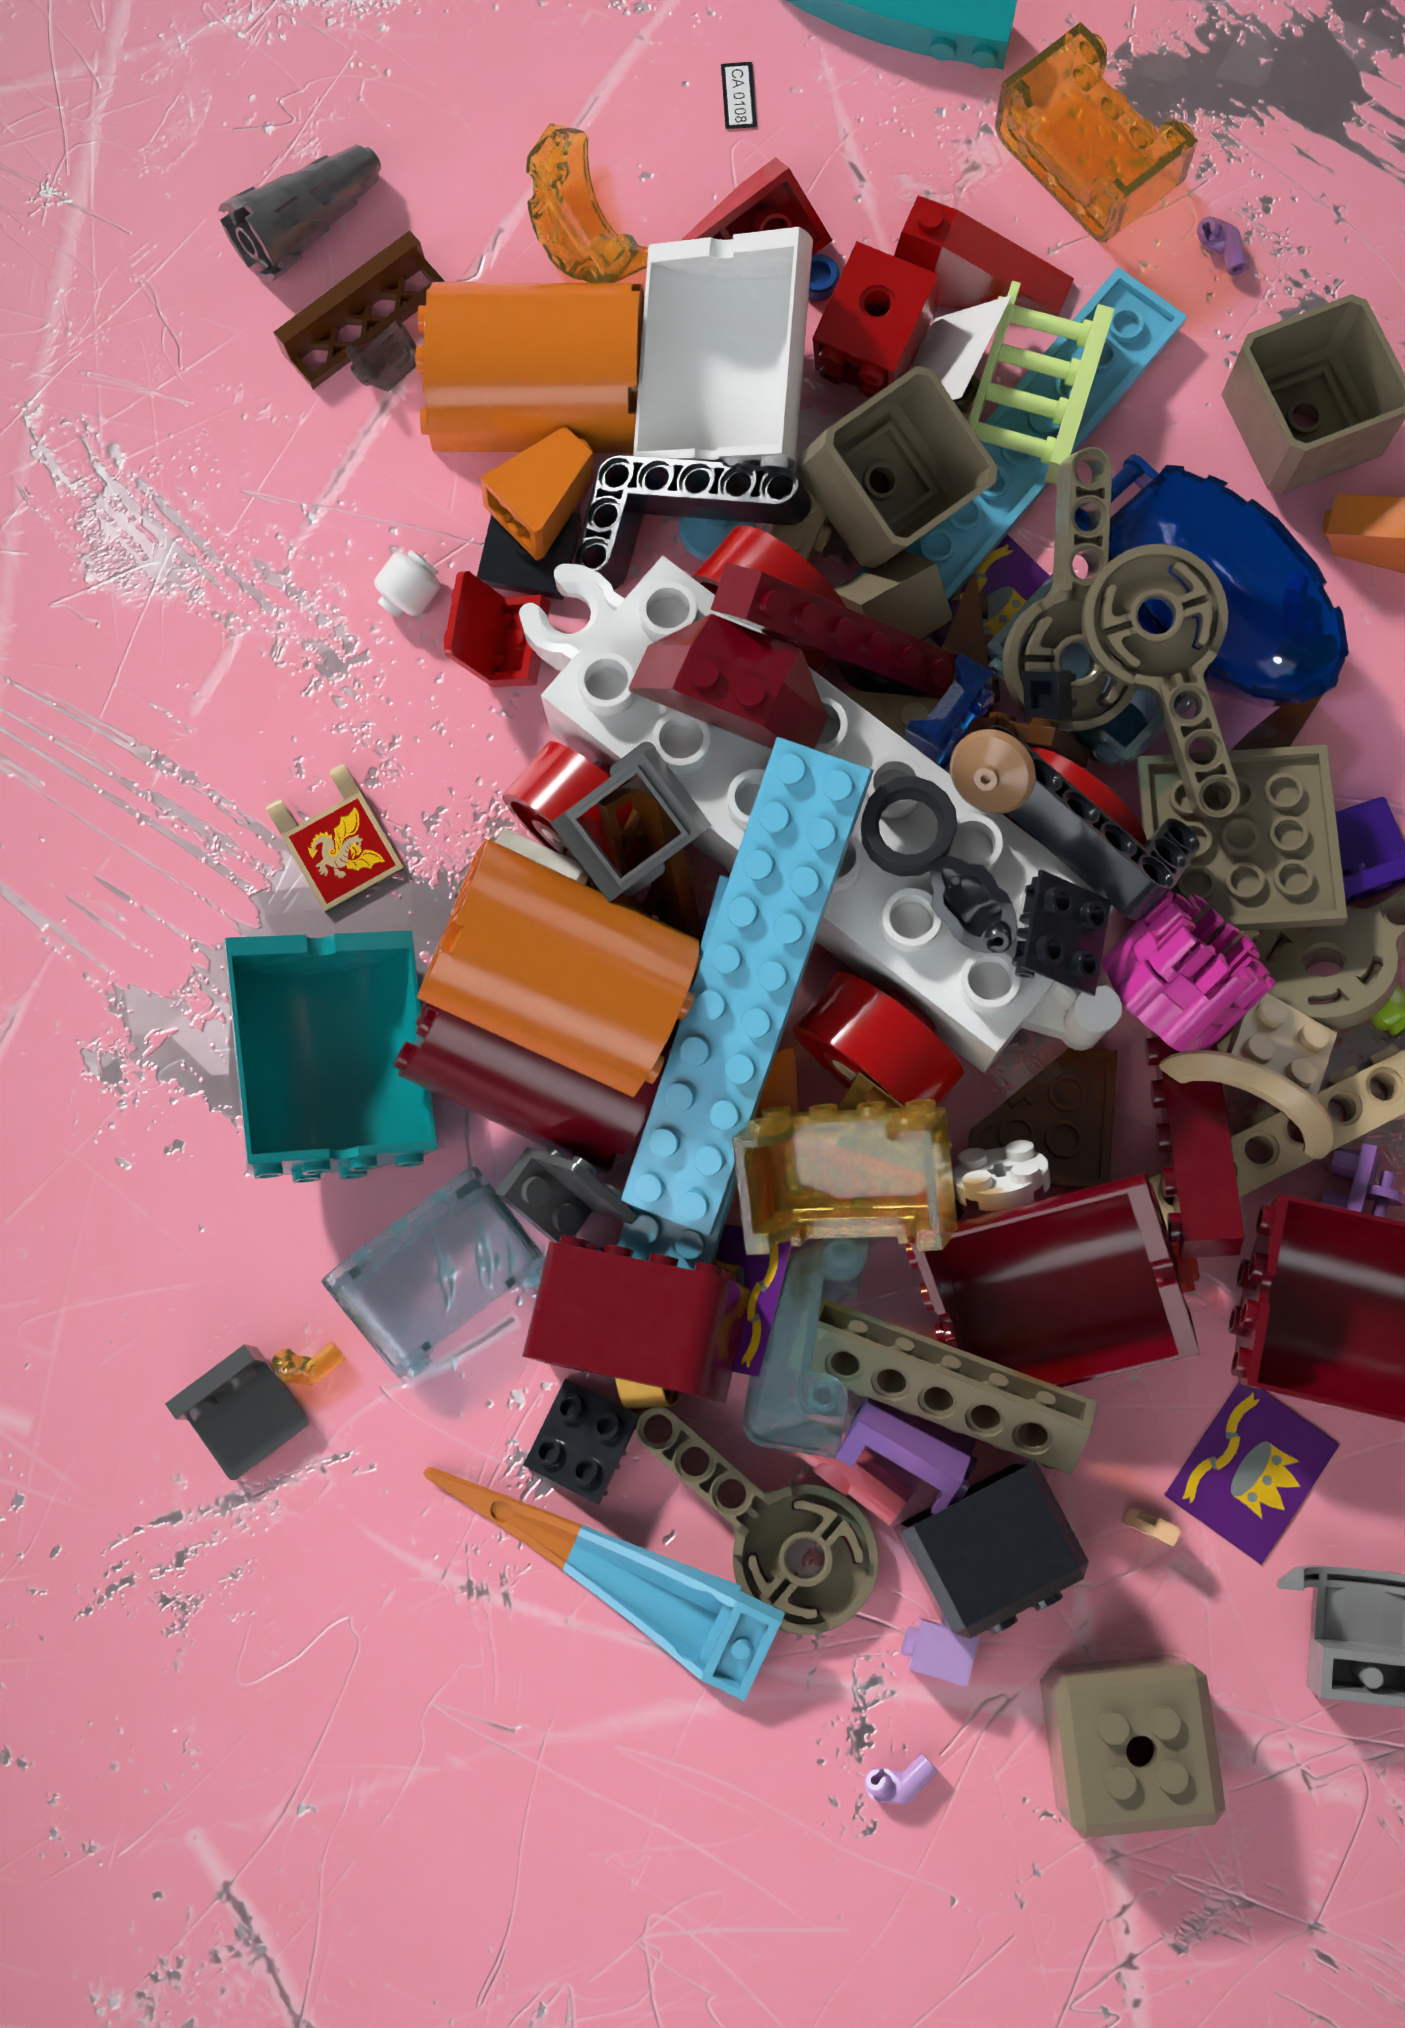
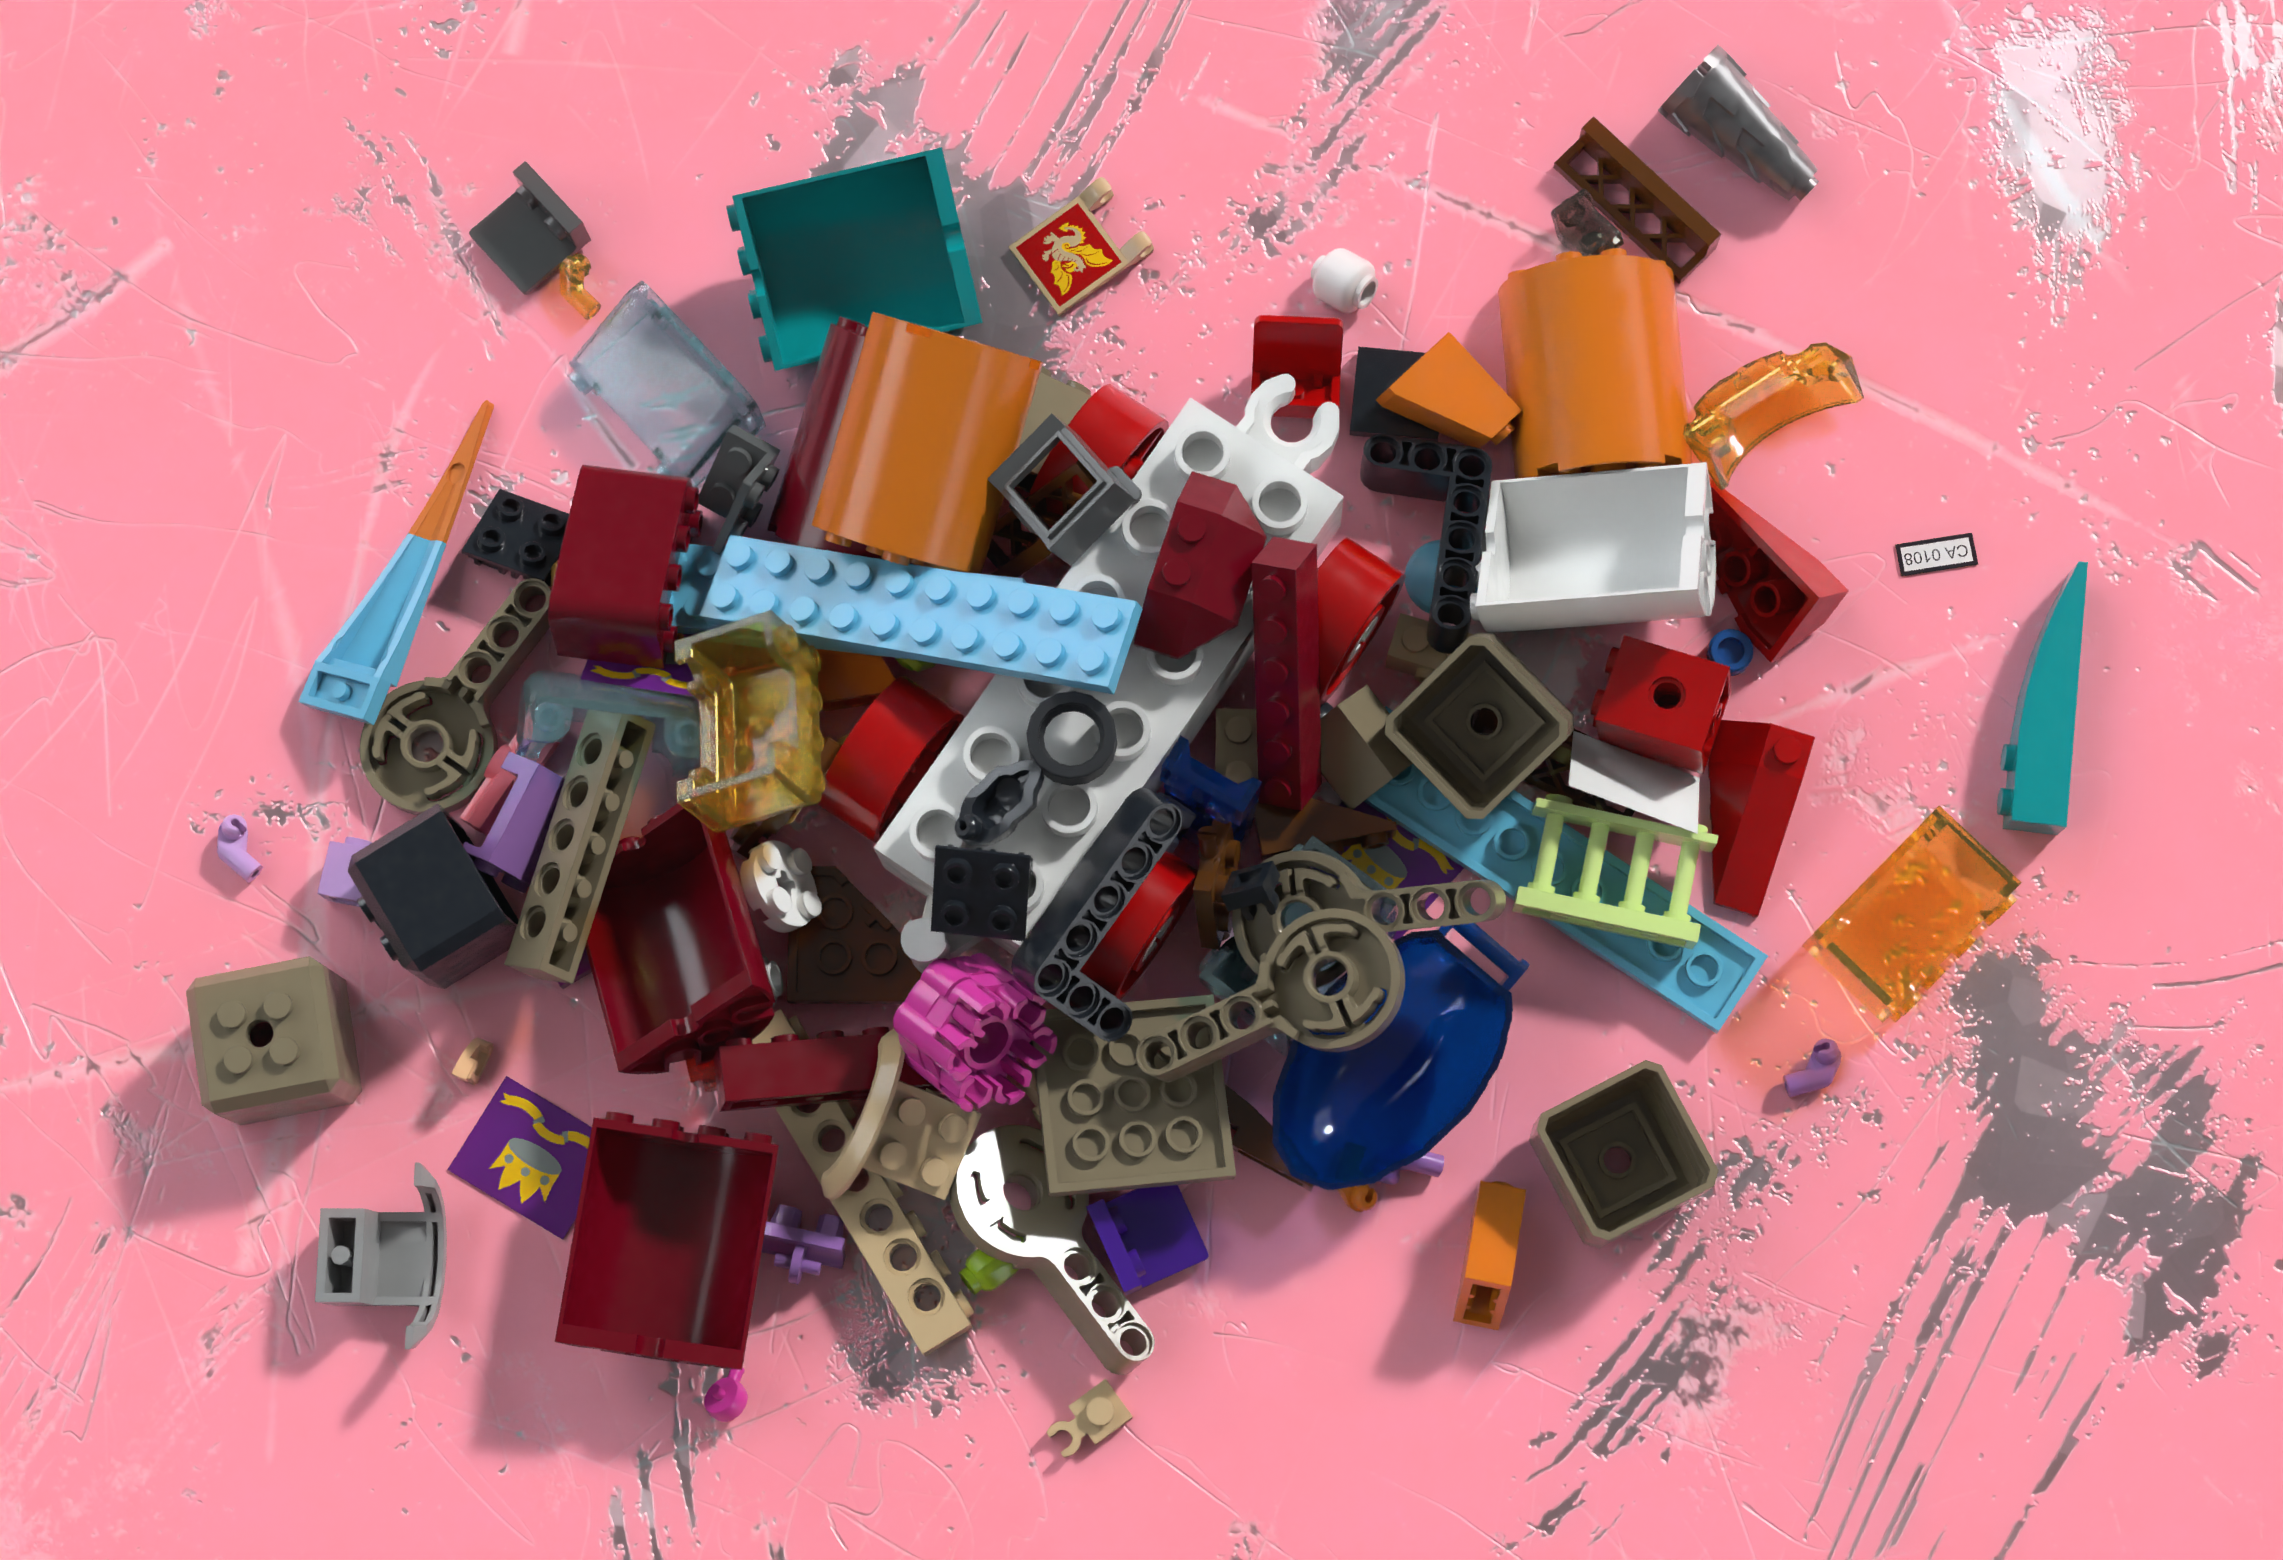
camera: 85 degrees right, 0 degrees up
(992, 771) = (1132, 812): medium nougat piece -> none

